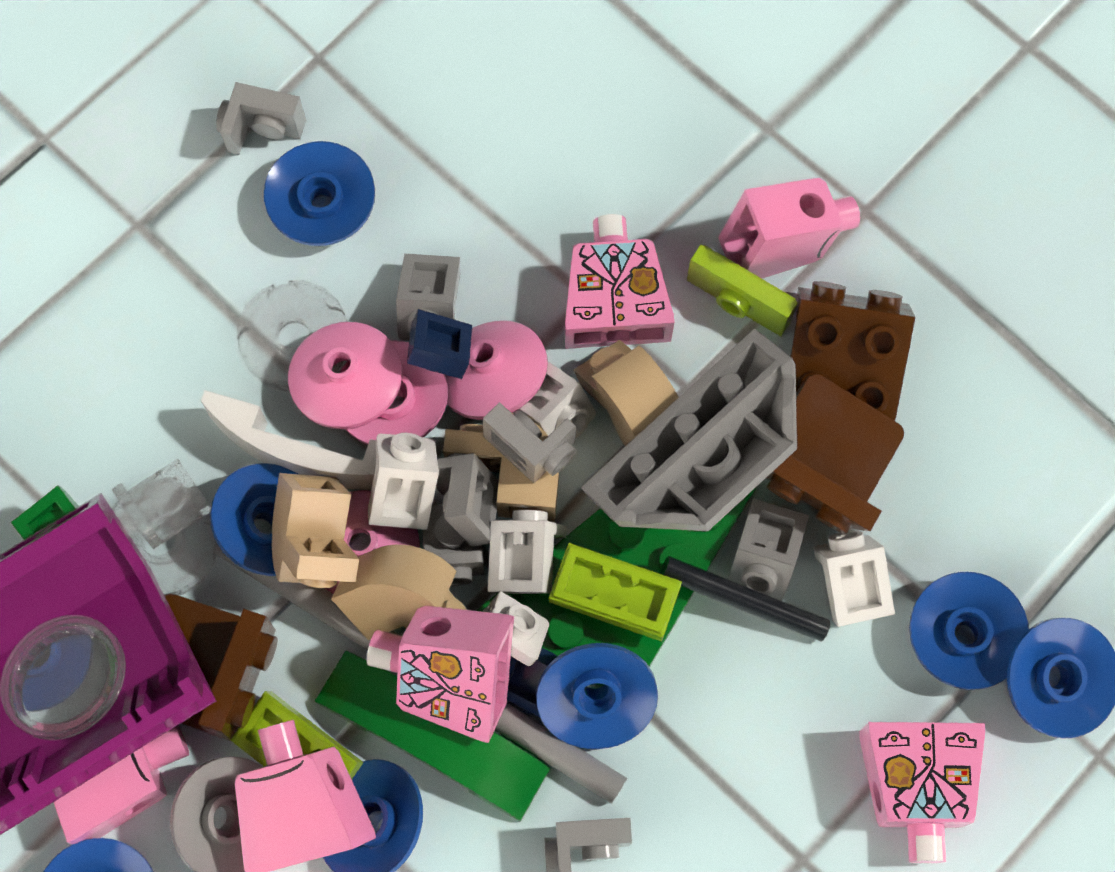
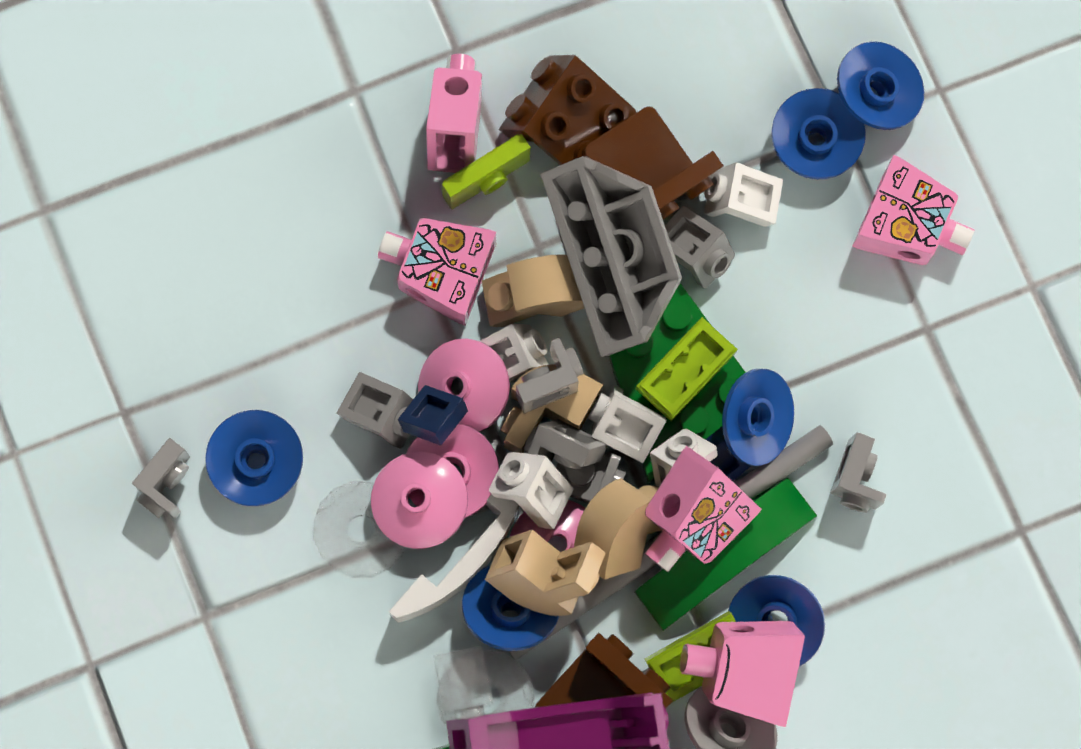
camera: 70 degrees left, 5 degrees up
(746, 599) = (726, 280): black bar -> none

